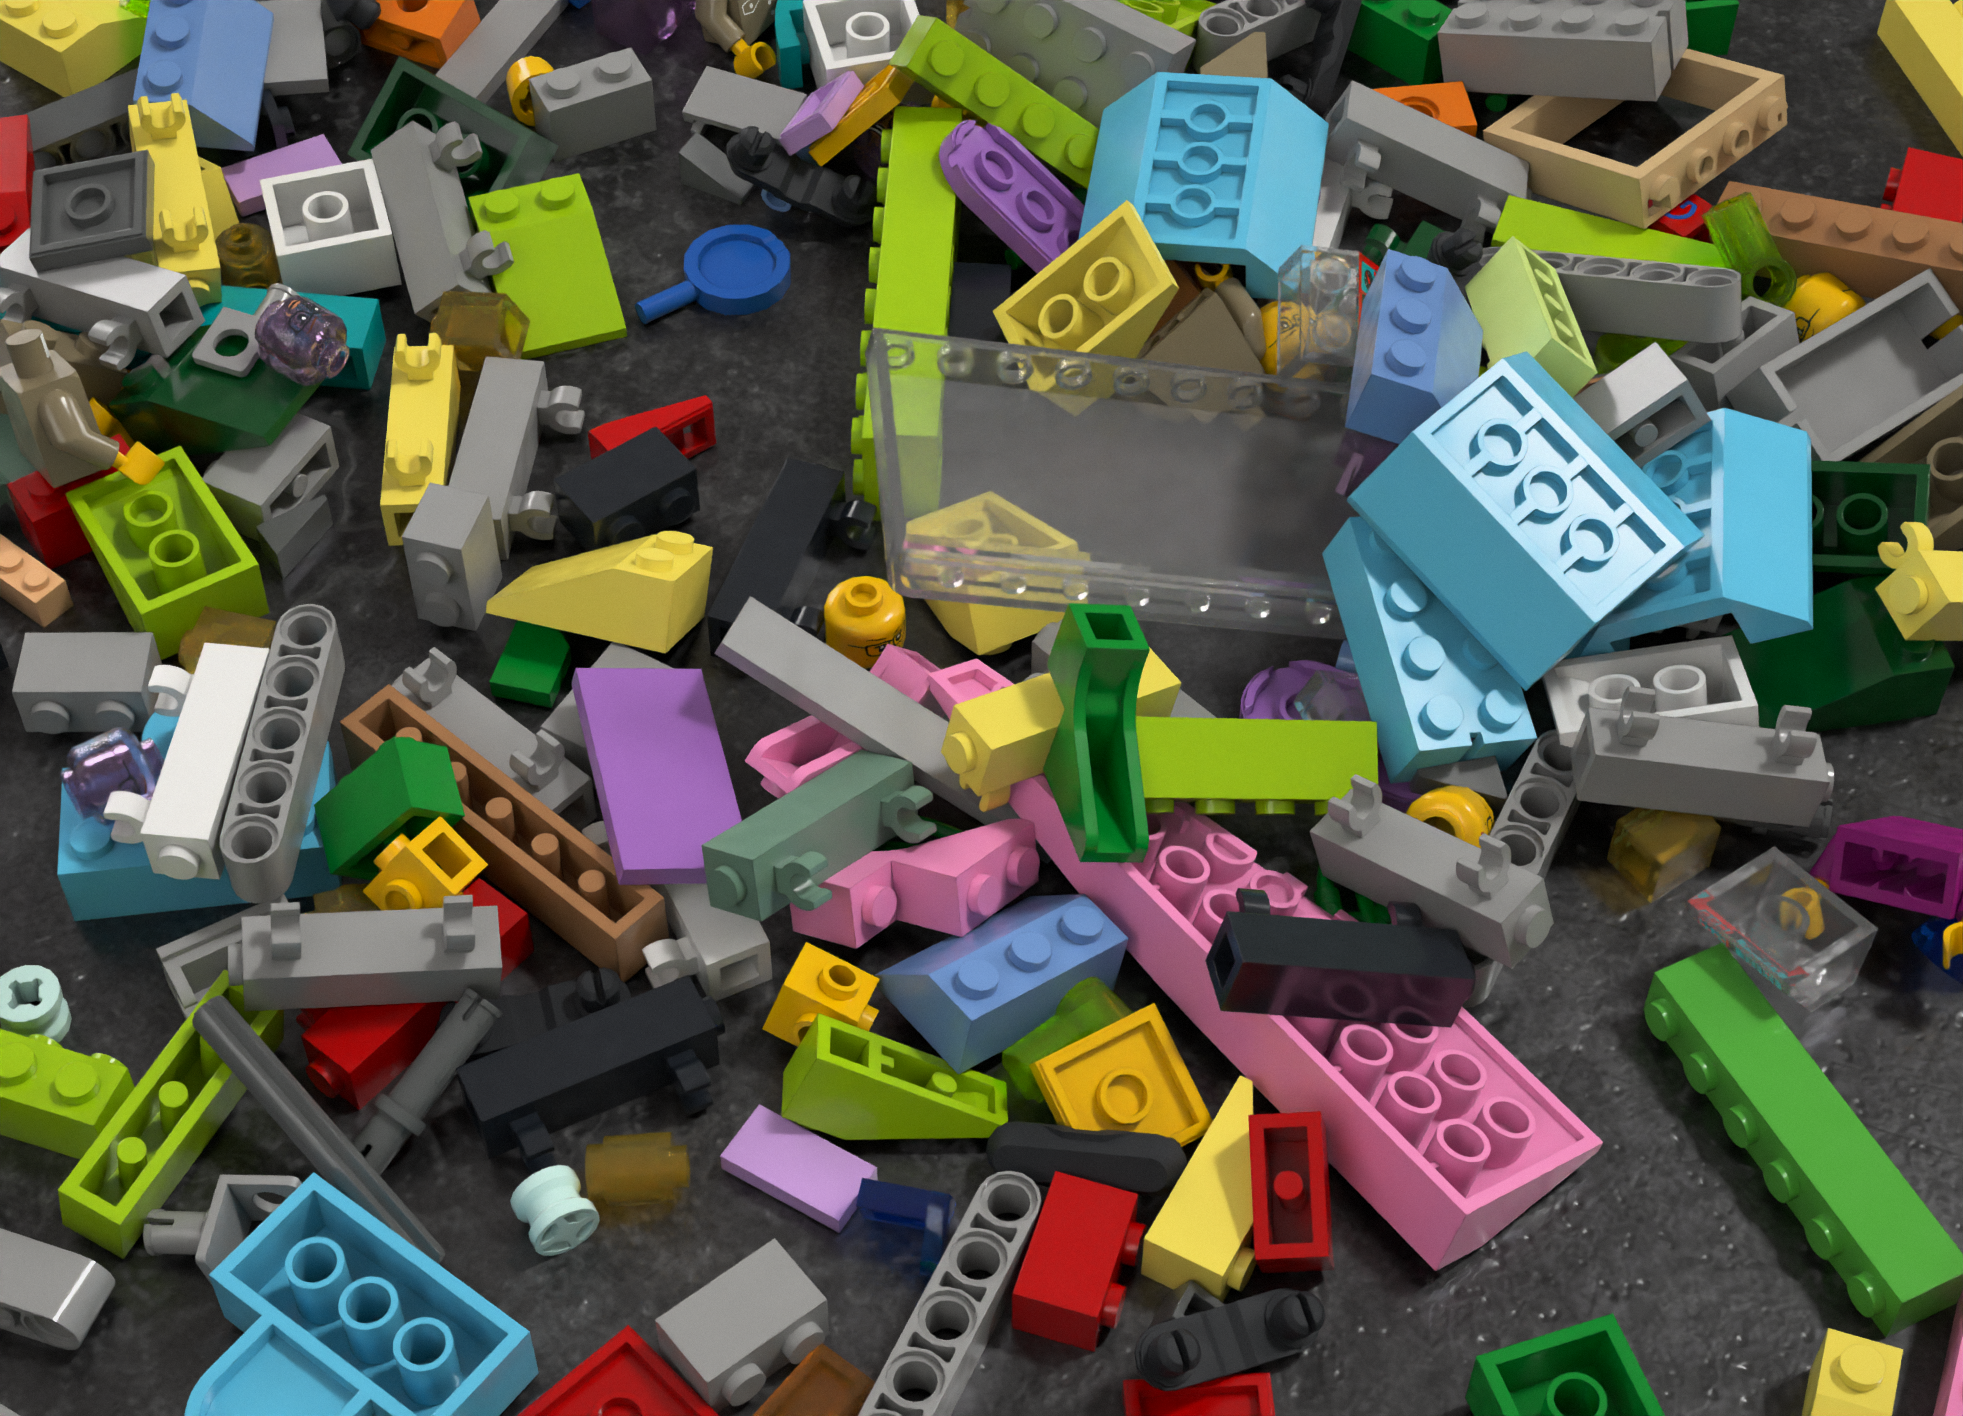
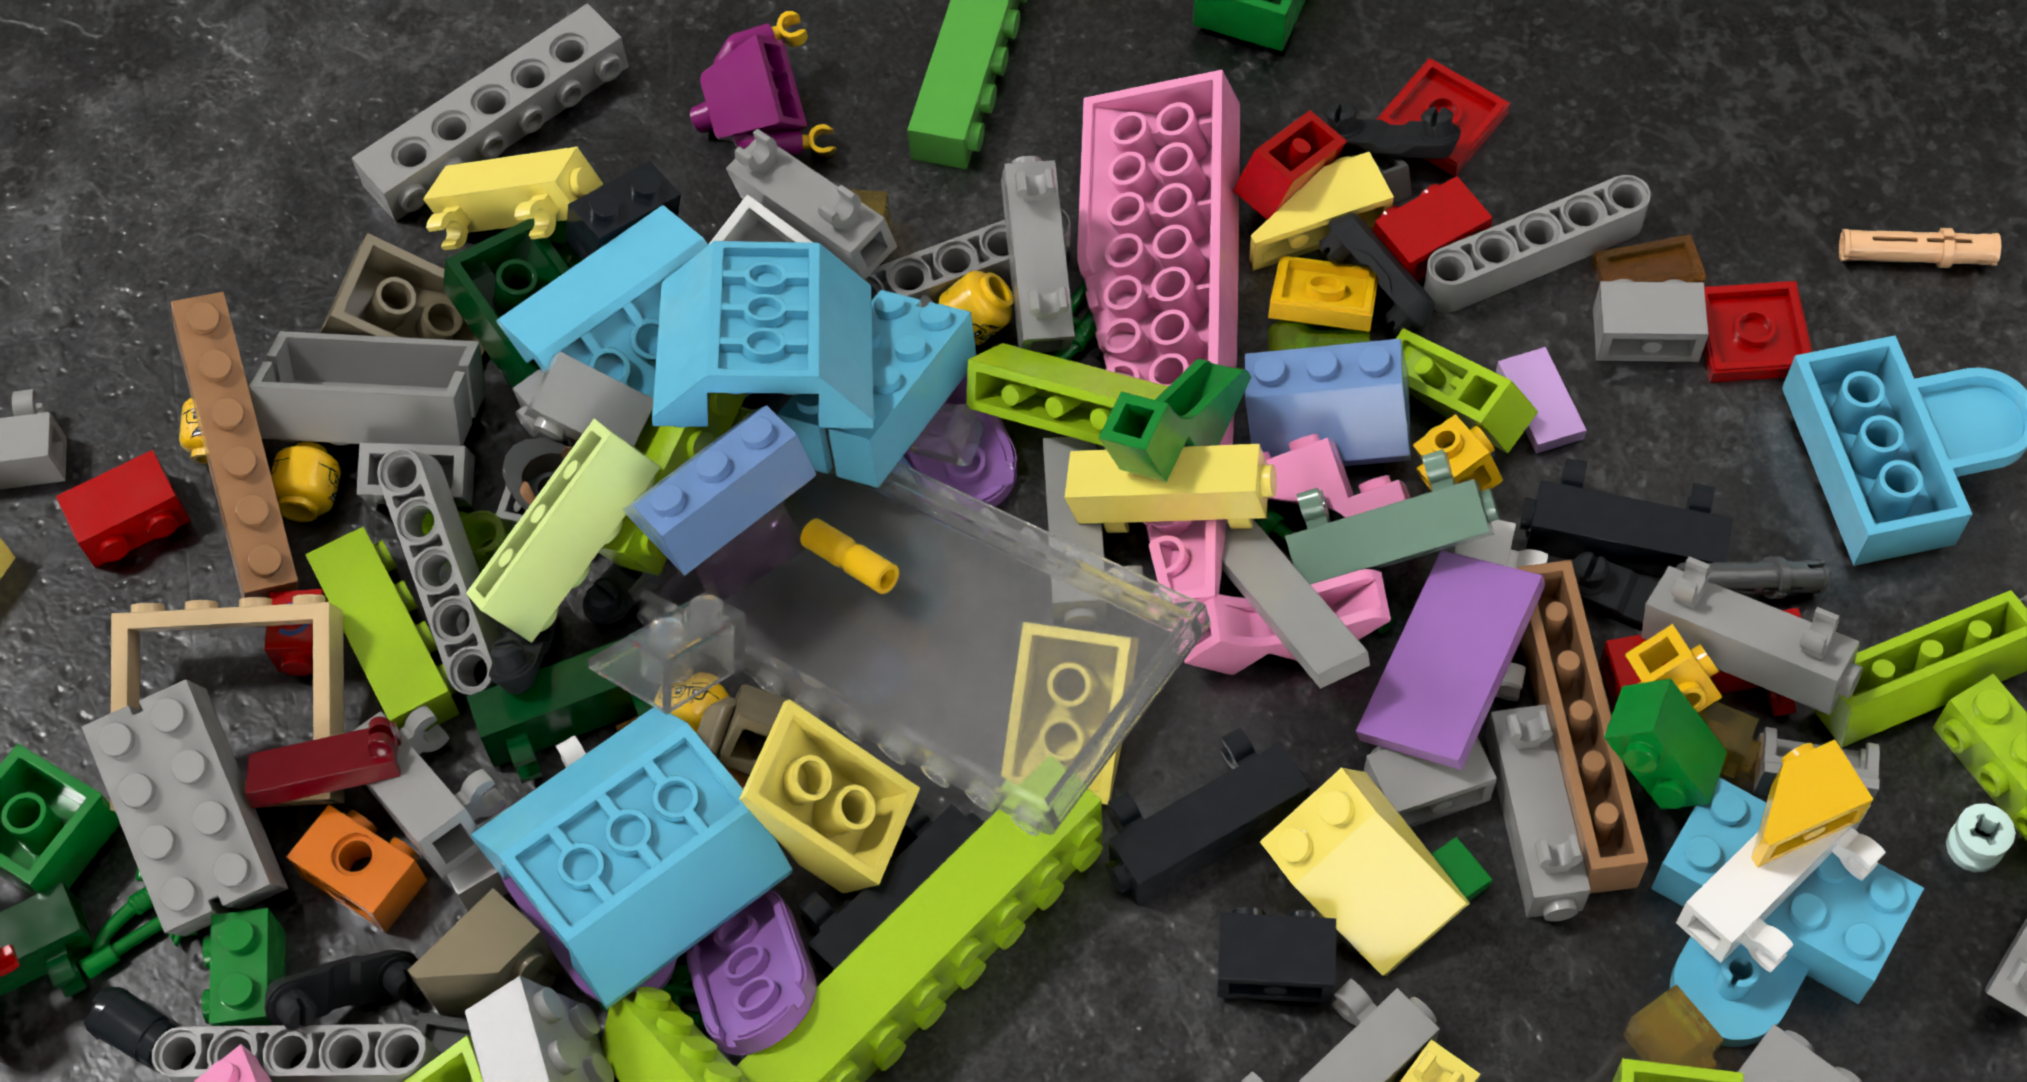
camera: 135 degrees left, 10 degrees up
(108, 765) = (1853, 903): clear purple head -> none
(194, 765) = (1809, 800): none -> yellow slope
(224, 1225) = (1938, 589): light grey bracket -> none
(283, 754) = (1694, 850): light grey beam -> none
(306, 1121) = (1847, 580): dark grey axle -> none
(452, 556) = (1460, 974): light grey brick -> none
(554, 1210) = (1714, 458): light aqua wheel -> none
(637, 1169) = (1644, 451): clear yellow brick -> none
(669, 420) = (1220, 1008): red slope -> none
(863, 619) = (1196, 717): yellow head -> none
(911, 1208) = (1502, 319): clear blue tile -> none
(1285, 479) = (852, 557): none -> yellow piece
(1339, 966) = (1155, 230): black brick -> none
(1503, 114) = (324, 764): none -> dark red hinge
(1748, 246) = (311, 524): clear neon green piece -> none
(1787, 927) = (871, 113): clear slope -> none
(1846, 619) = (617, 207): none -> black brick

